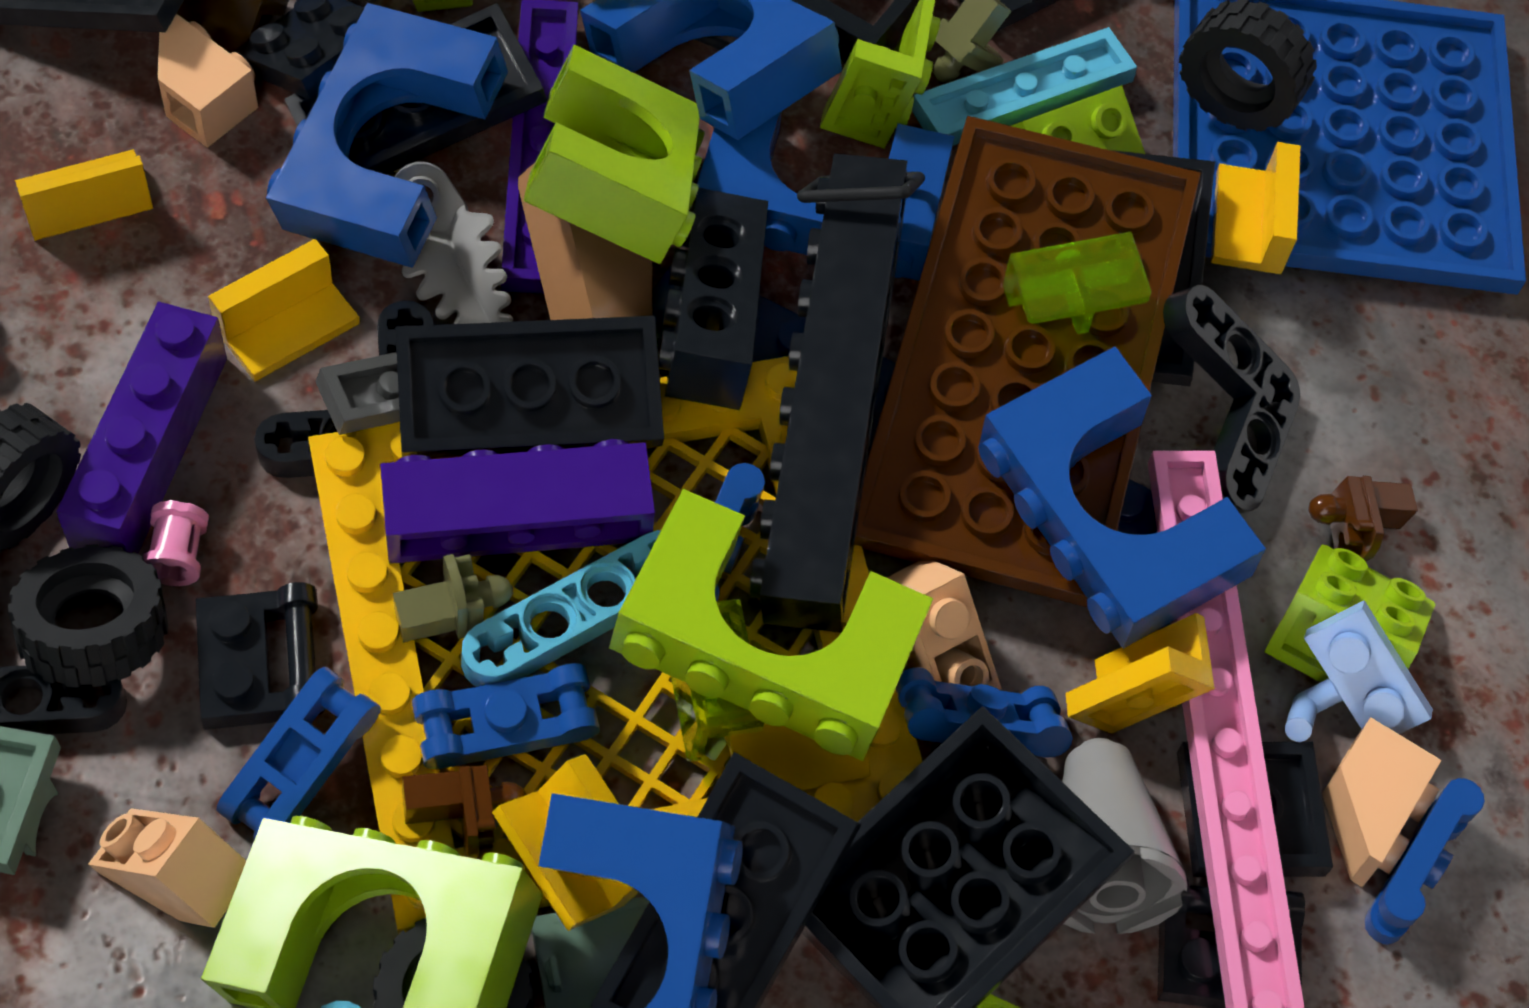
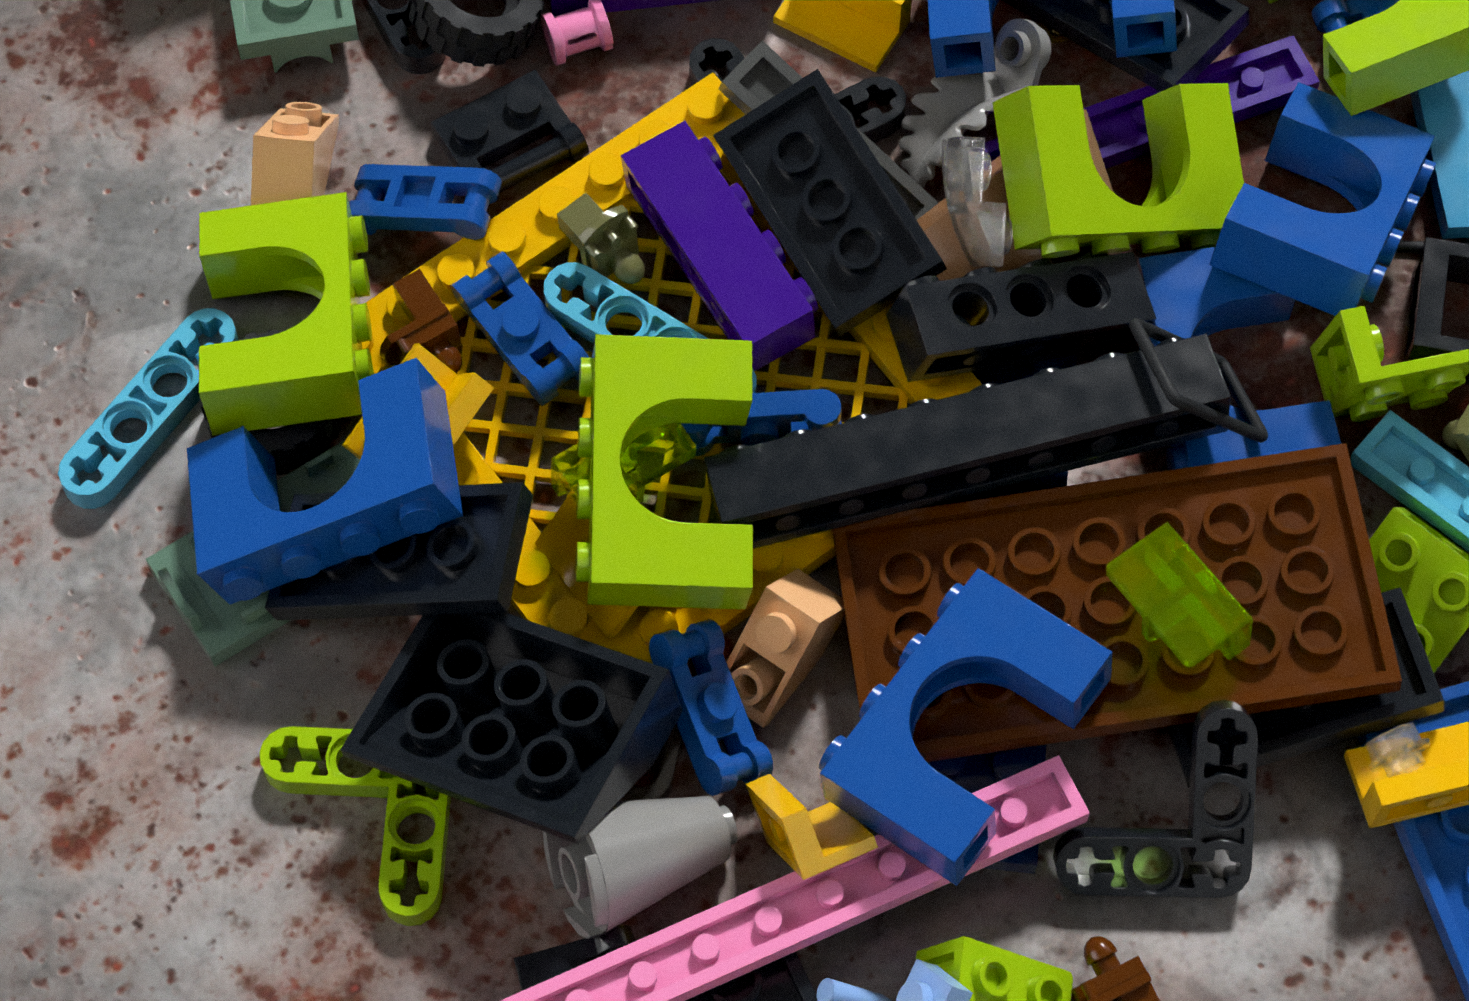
camera: 75 degrees right, 5 degrees up
(589, 266) = (979, 226): none -> clear slope
(1238, 215) = (1397, 750): none -> clear plate

